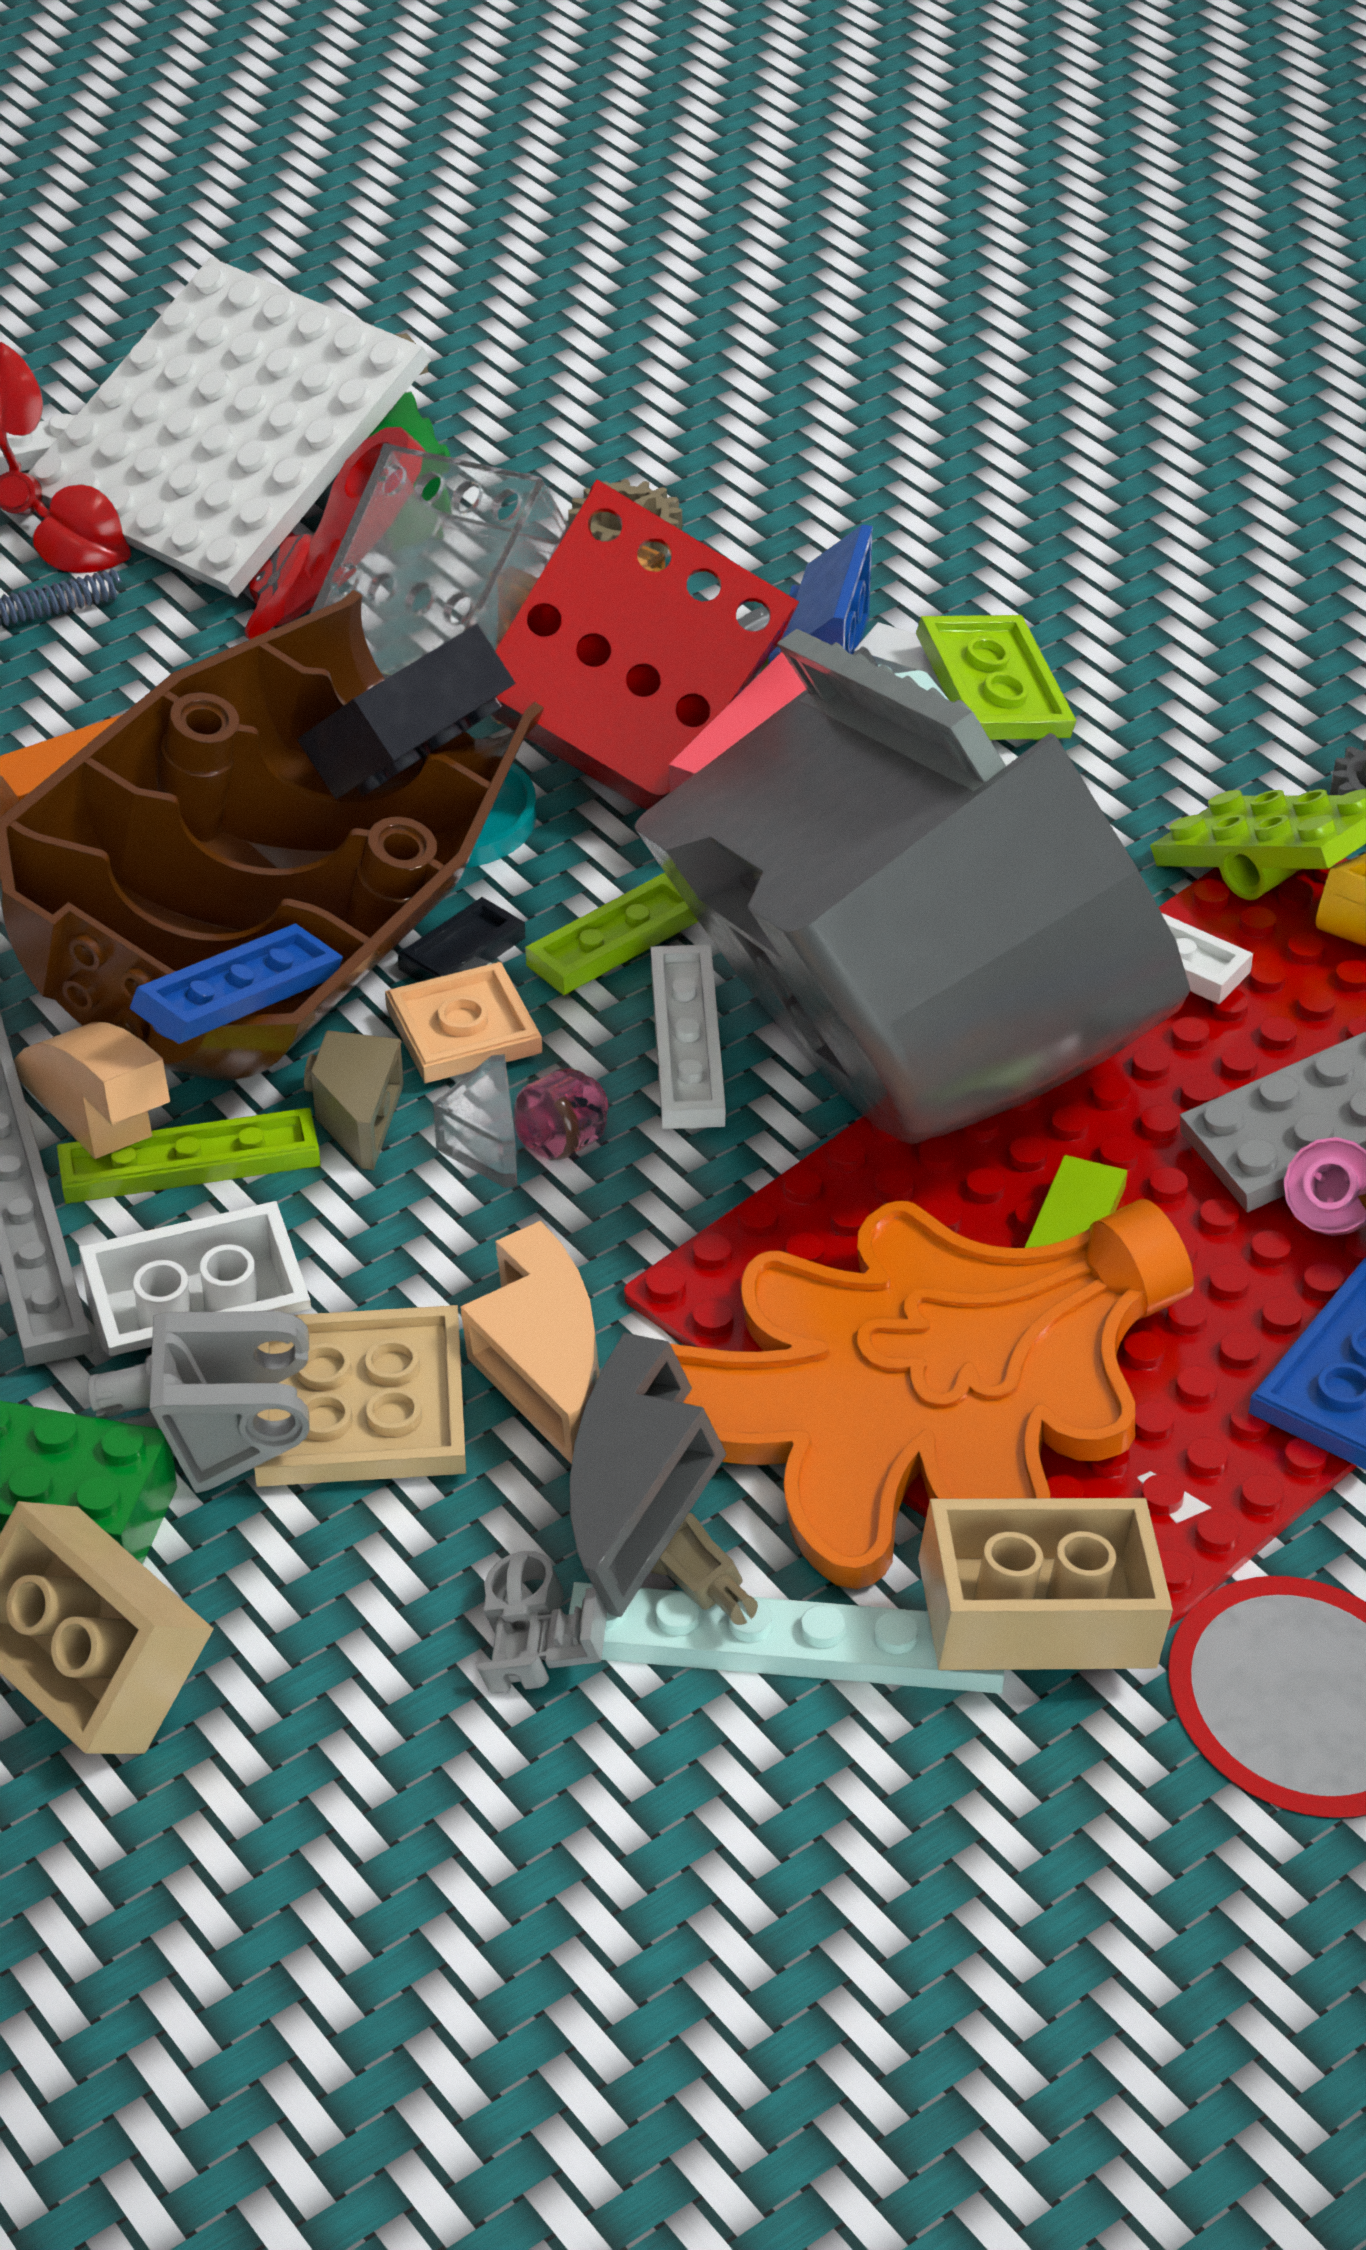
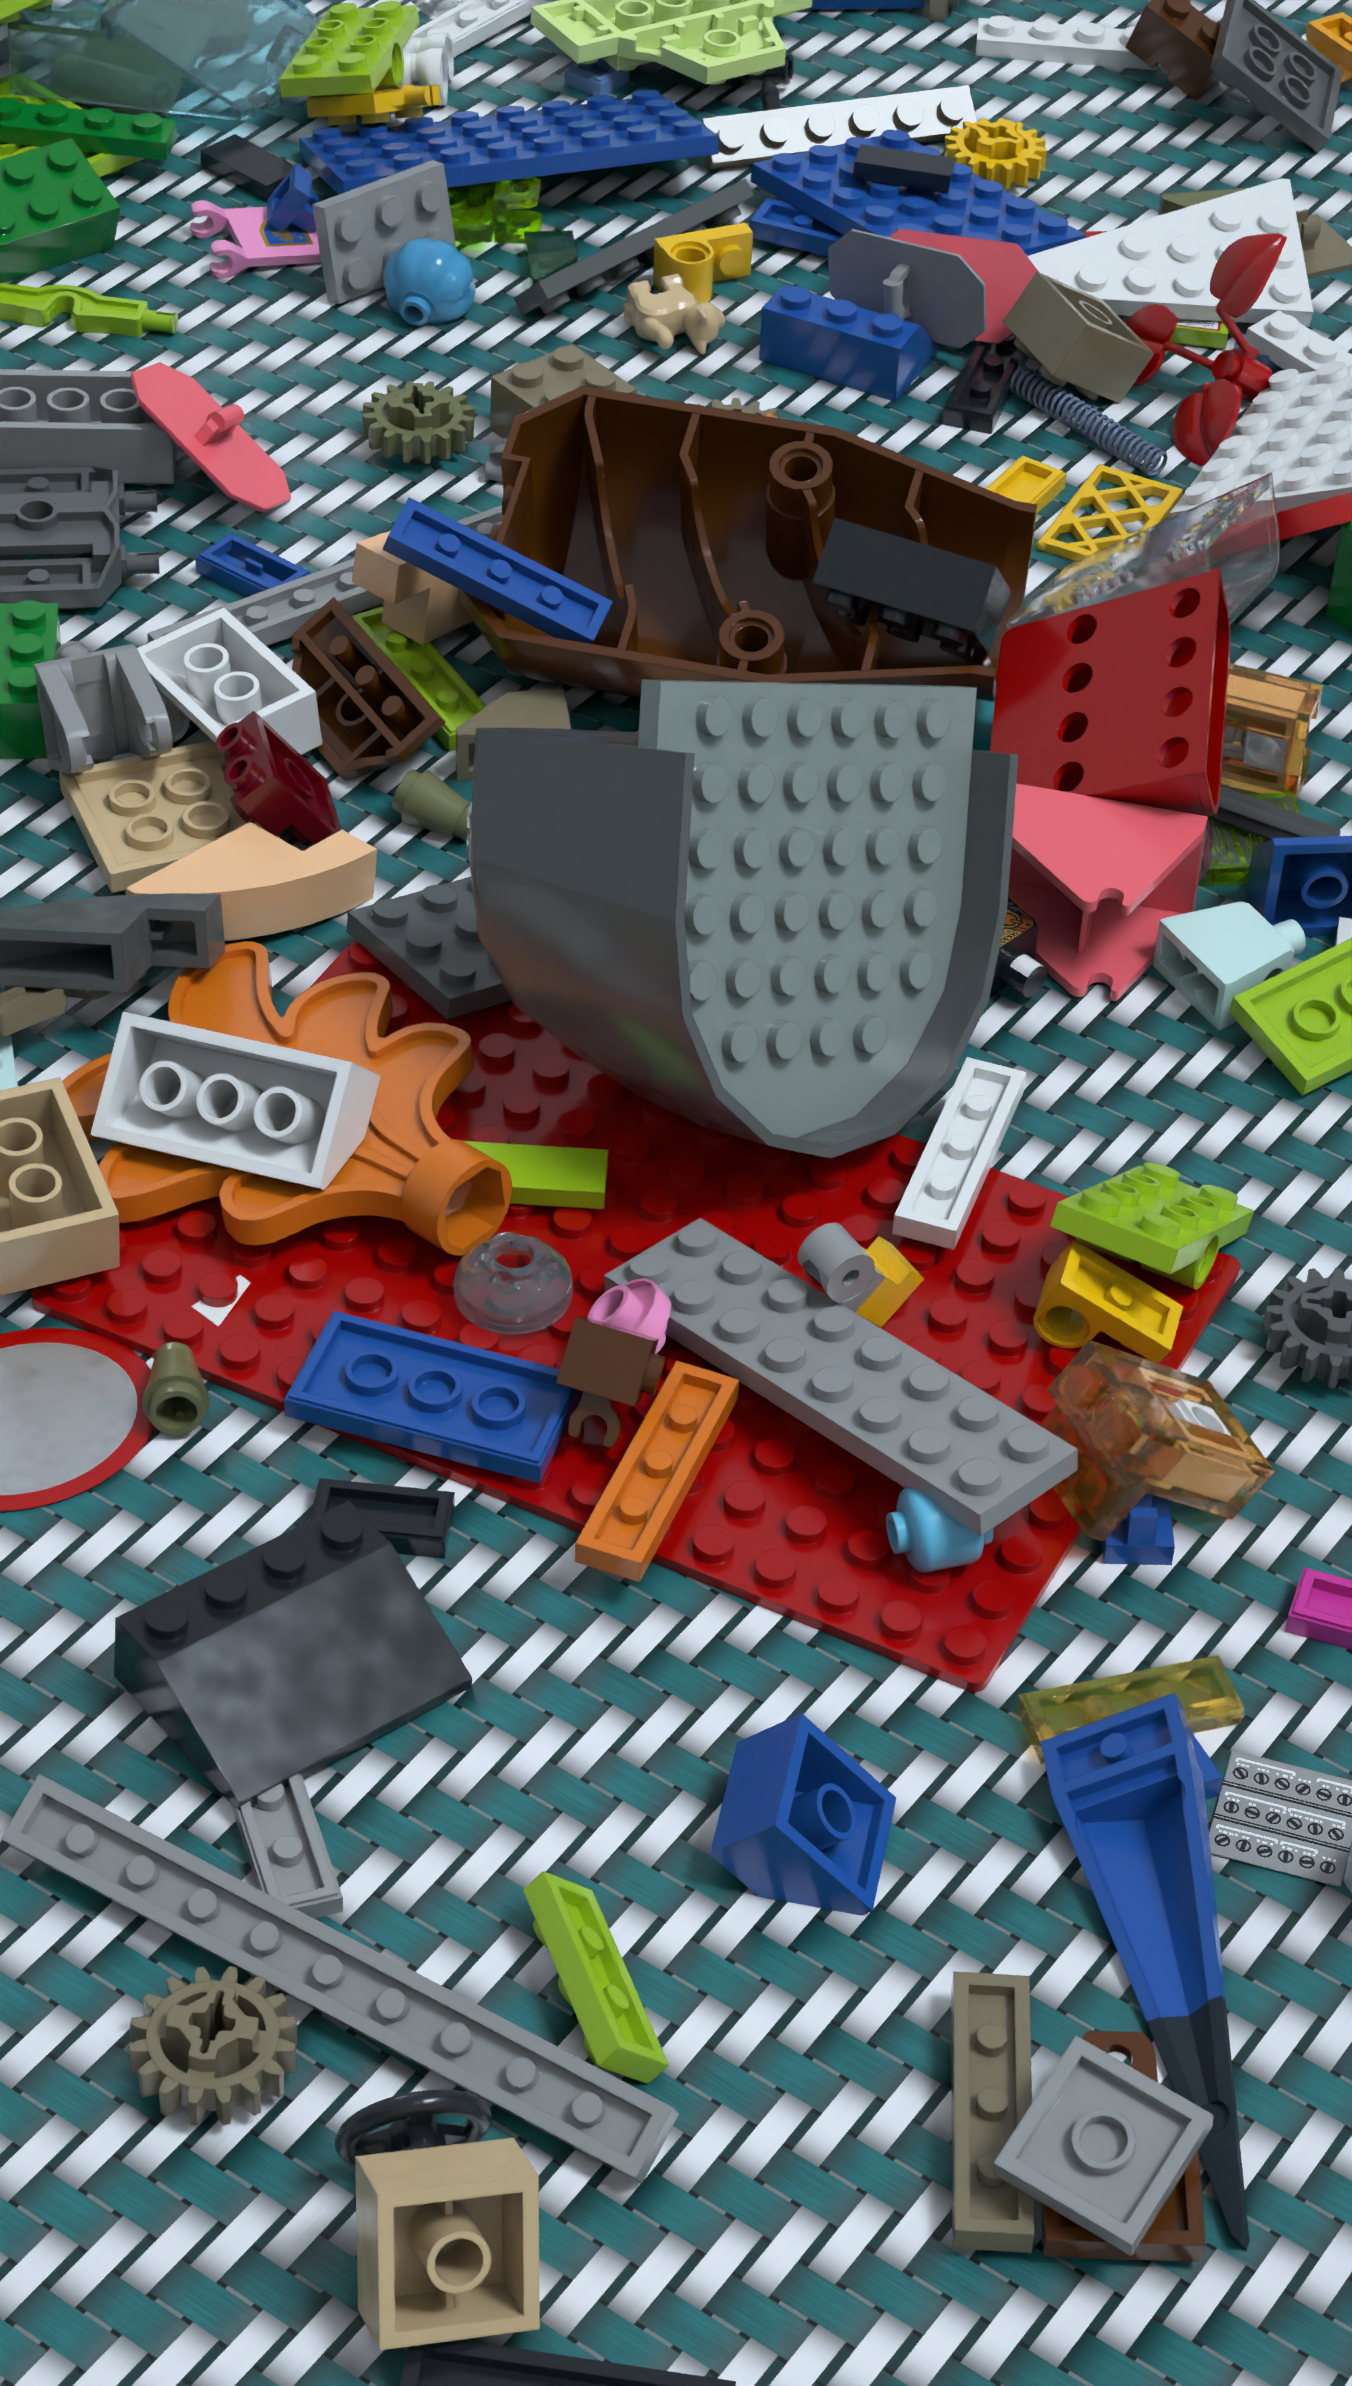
camera: 70 degrees right, 0 degrees up
(101, 678) = (1030, 482): none -> yellow tile
(183, 609) = (1130, 487): none -> yellow window
(314, 1170) = (364, 701): none -> reddish brown wedge
(402, 1276) = (275, 782): none -> dark red plate
(439, 1182) = (431, 804): none -> olive cone
(689, 1197) = (432, 946): none -> dark grey plate
(969, 1384) = (233, 1101): none -> white slope
(1234, 1281) = (513, 1298): none -> clear light blue piece
(1314, 1548) = (175, 1391): none -> olive cone
(1315, 1015) = (862, 1279): none -> light grey leg

